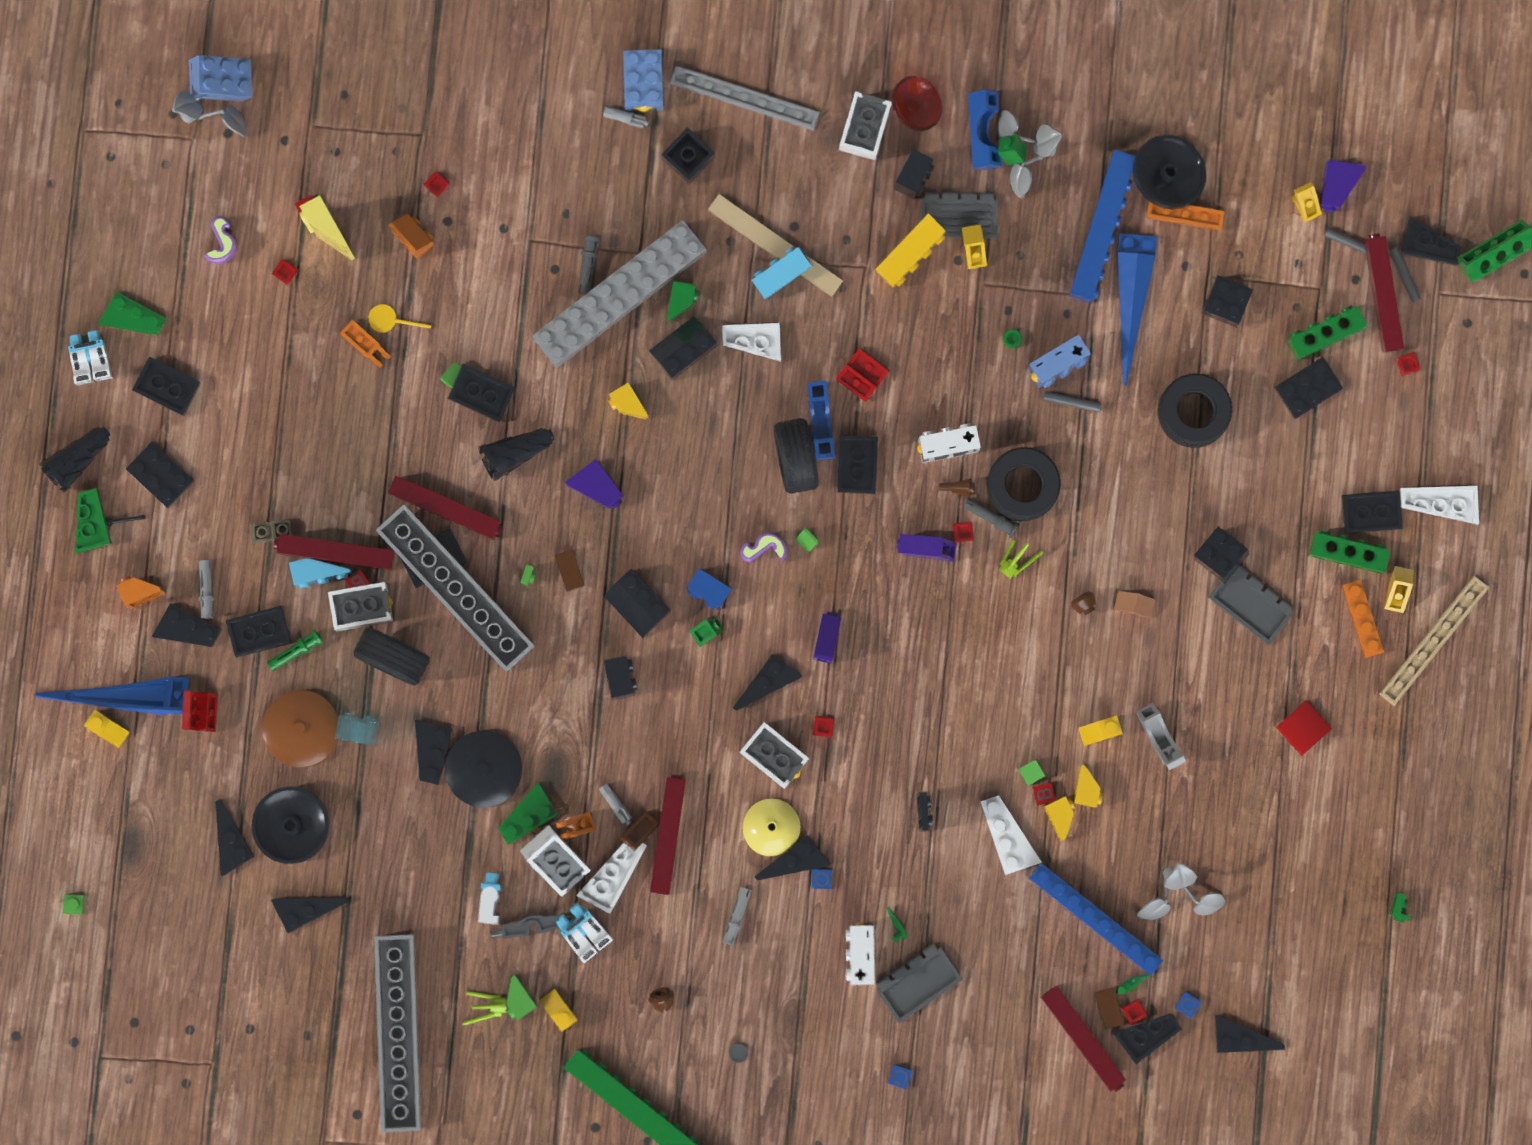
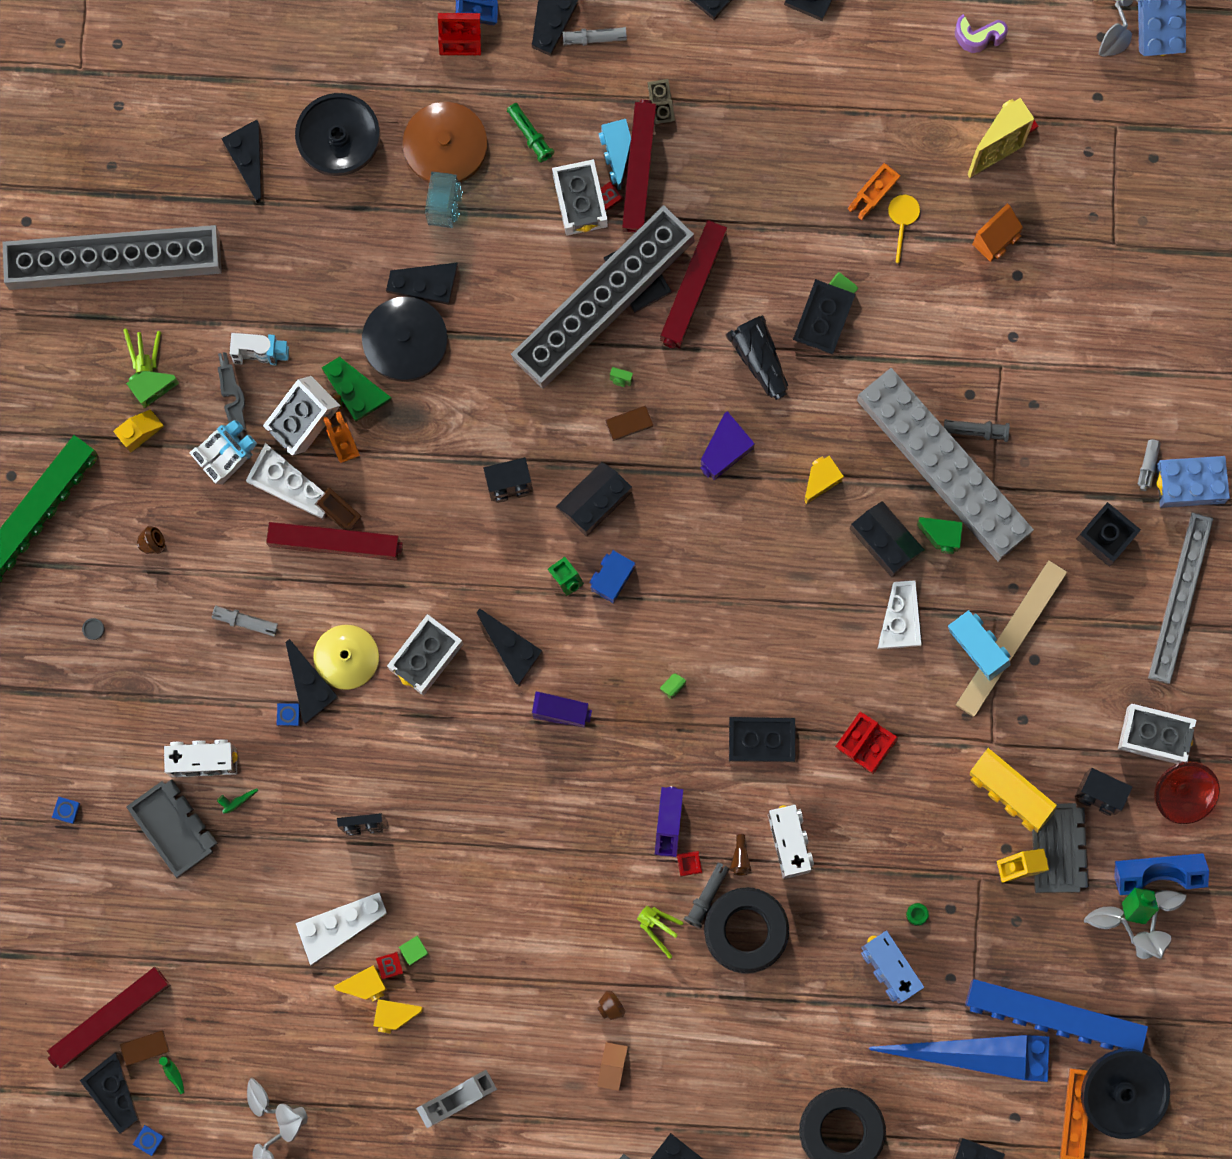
camera: 95 degrees right, 5 degrees down
(231, 844) = (316, 77): black wing -> none
(258, 631) = (550, 94): black tile -> none
(285, 272) = (950, 103): red tile -> none
(391, 656) = (523, 227): black tyre -> none
(436, 184) = (1058, 261): red tile -> none
(616, 805) = (368, 483): light grey piece -> none
(762, 544) = (666, 635): animal -> none
(796, 455) = (766, 664): black tyre -> none
(821, 420) = (808, 696): blue arch -> none
(823, 726) = (461, 711): red tile -> none
(1072, 402) = (846, 986): dark grey piece -> none
(1095, 919) = (244, 1029): blue brick -> none
(1100, 730) = (463, 1029): yellow slope -> none
(1134, 1011) = (140, 1077): red tile -> none

